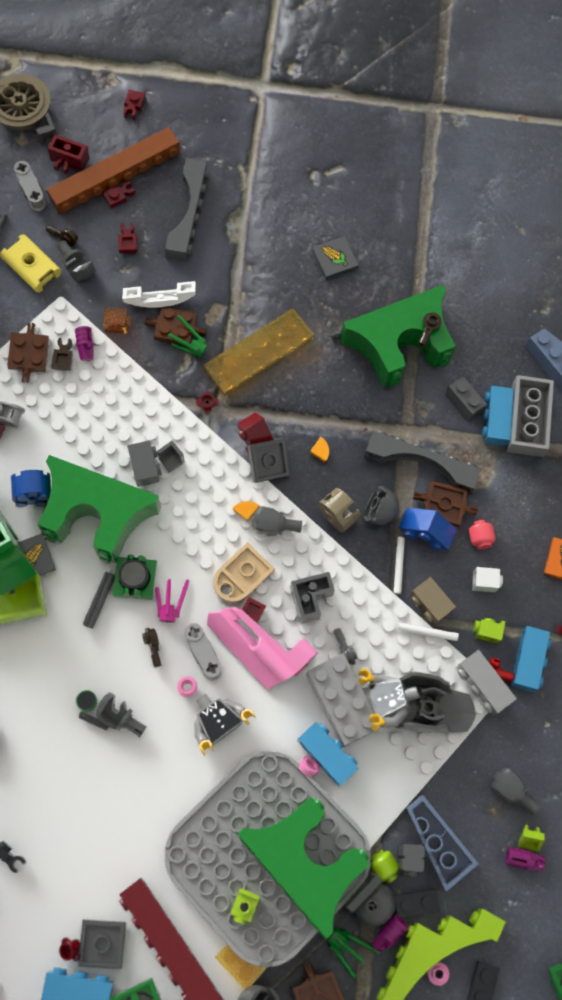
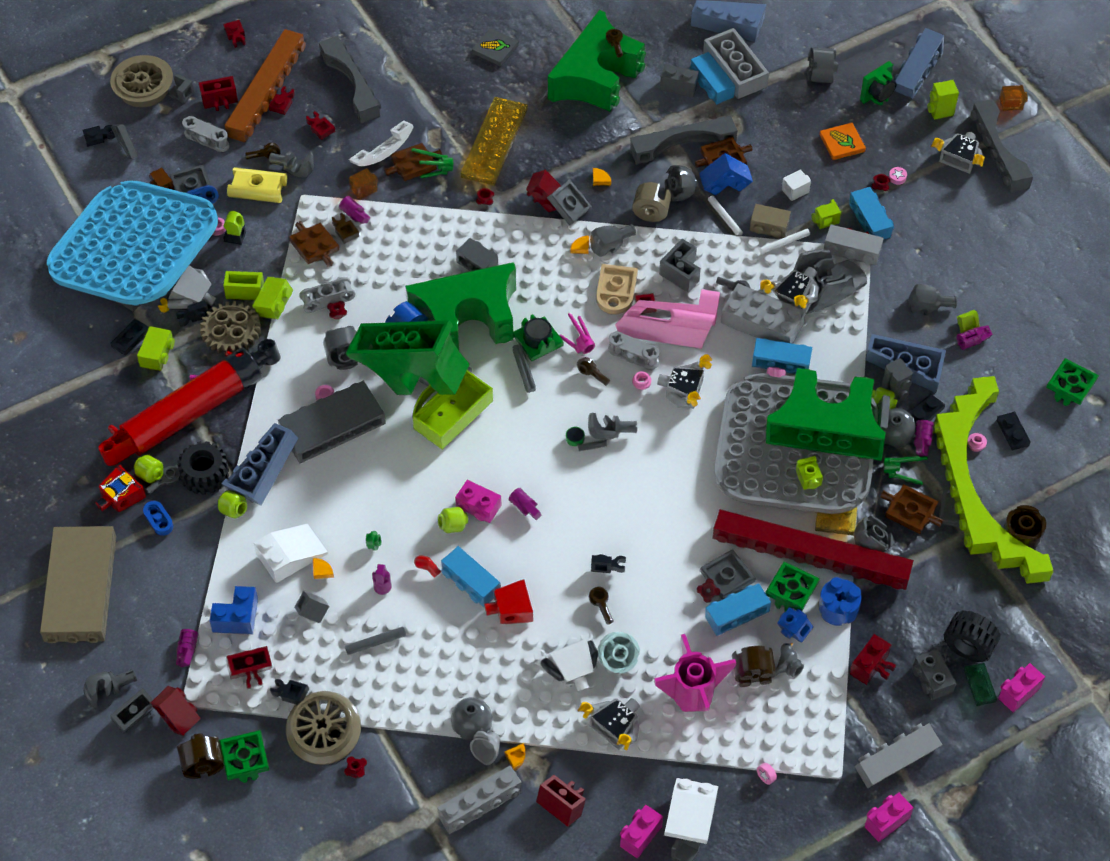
camera: 30 degrees left, 15 degrees down
(170, 456) = (494, 240): dark grey panel -> none
(482, 534) = (768, 159): coral head -> none

